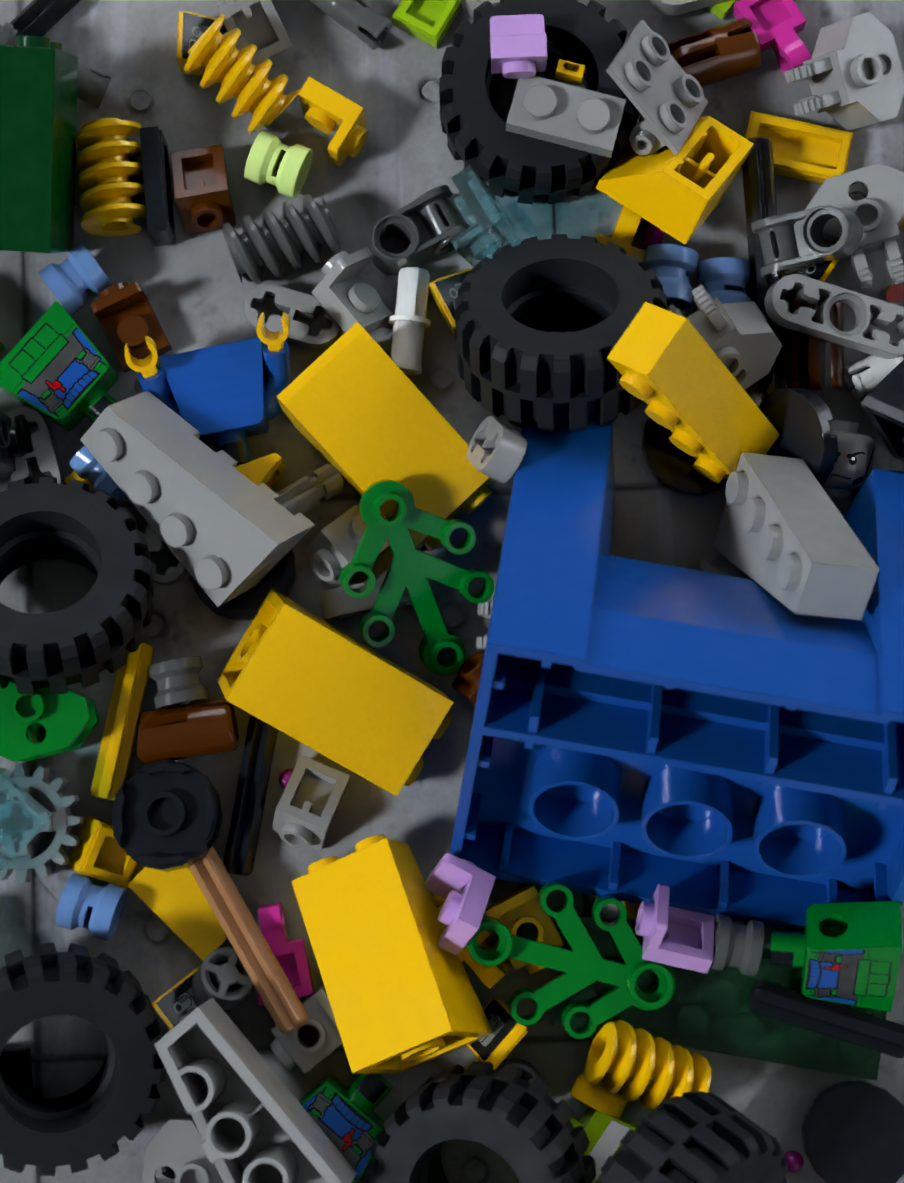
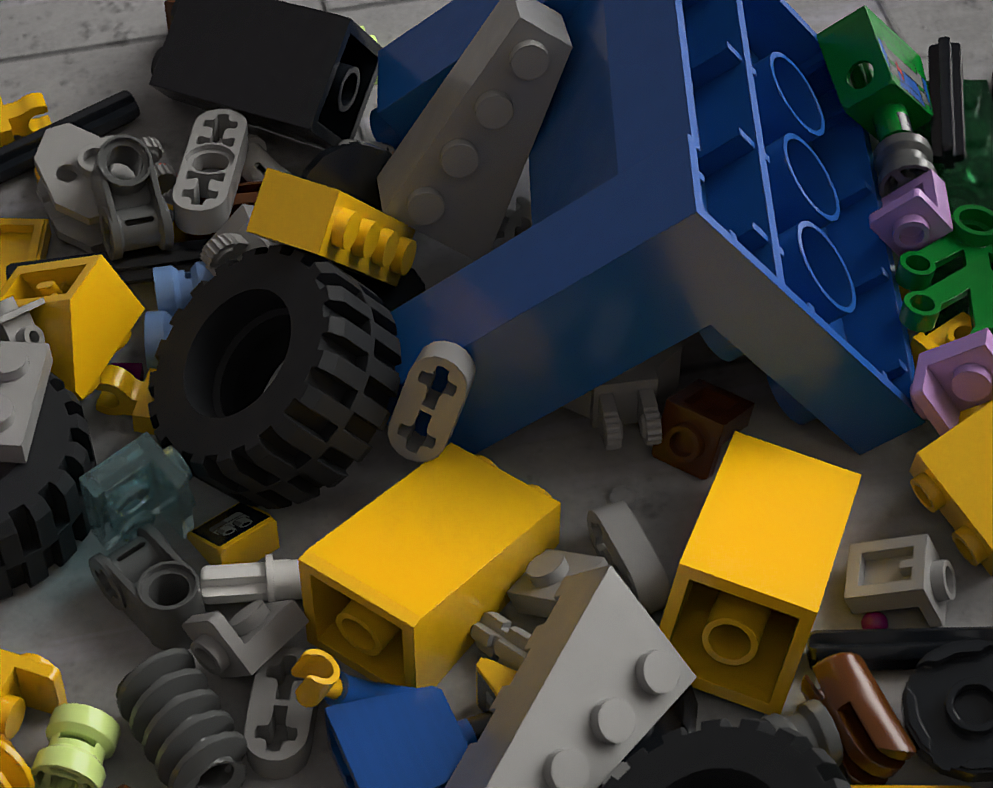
camera: 100 degrees left, 35 degrees down
(410, 571) = (527, 510): green plant -> none

